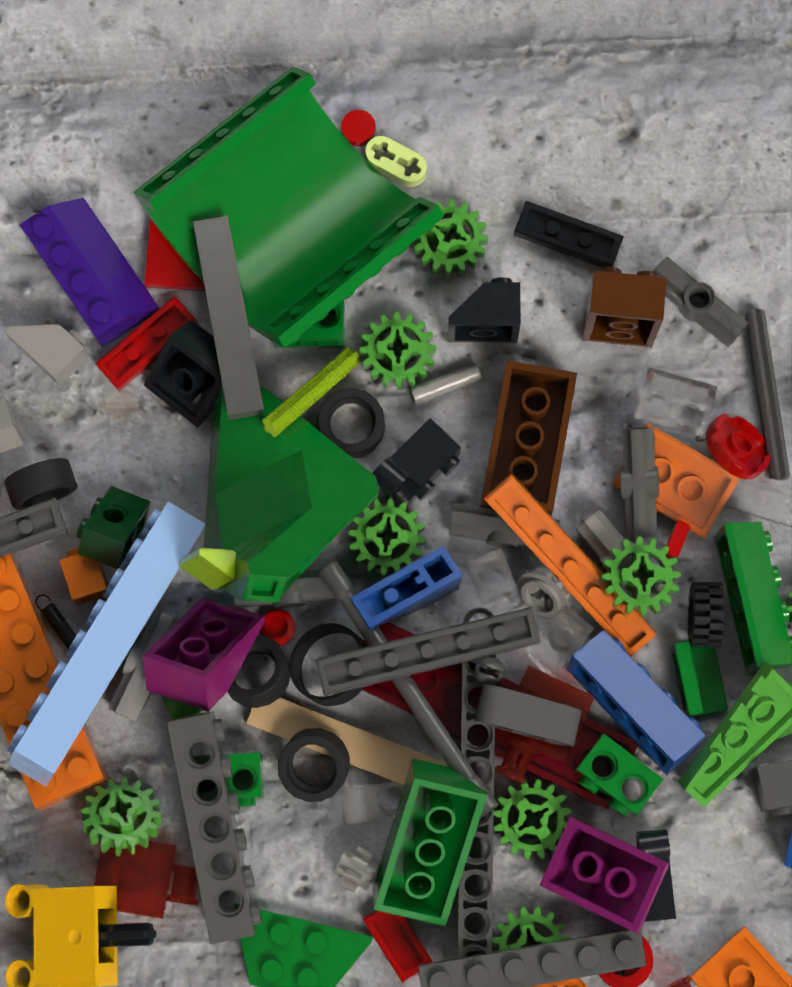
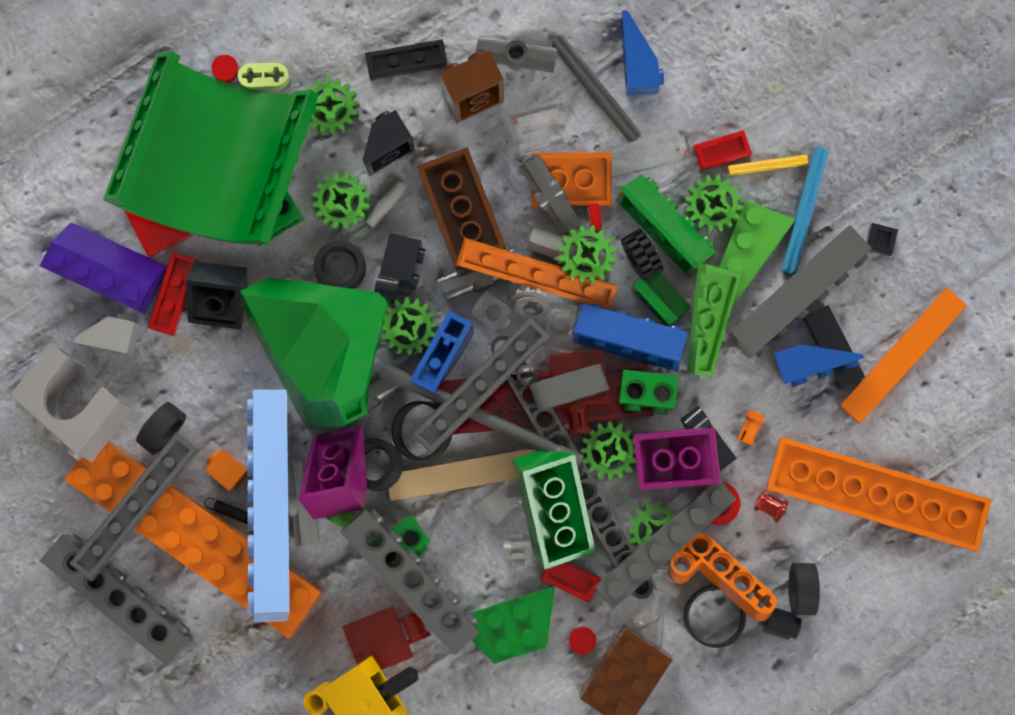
camera: 35 degrees left, 5 degrees up
(109, 828) = (344, 621): bright green gear -> none
(112, 527) = (226, 427): dark green brick -> none
(210, 566) = (308, 416): lime slope -> none
(228, 318) = (217, 245): dark grey tile -> none
(279, 627) = (373, 426): red tile -> none
(298, 787) = (450, 521): black tyre -> none
(310, 392) = (302, 262): lime axle -> none
(715, 893) = (751, 427): none -> orange pin
(737, 446) = (597, 134): red tile -> none

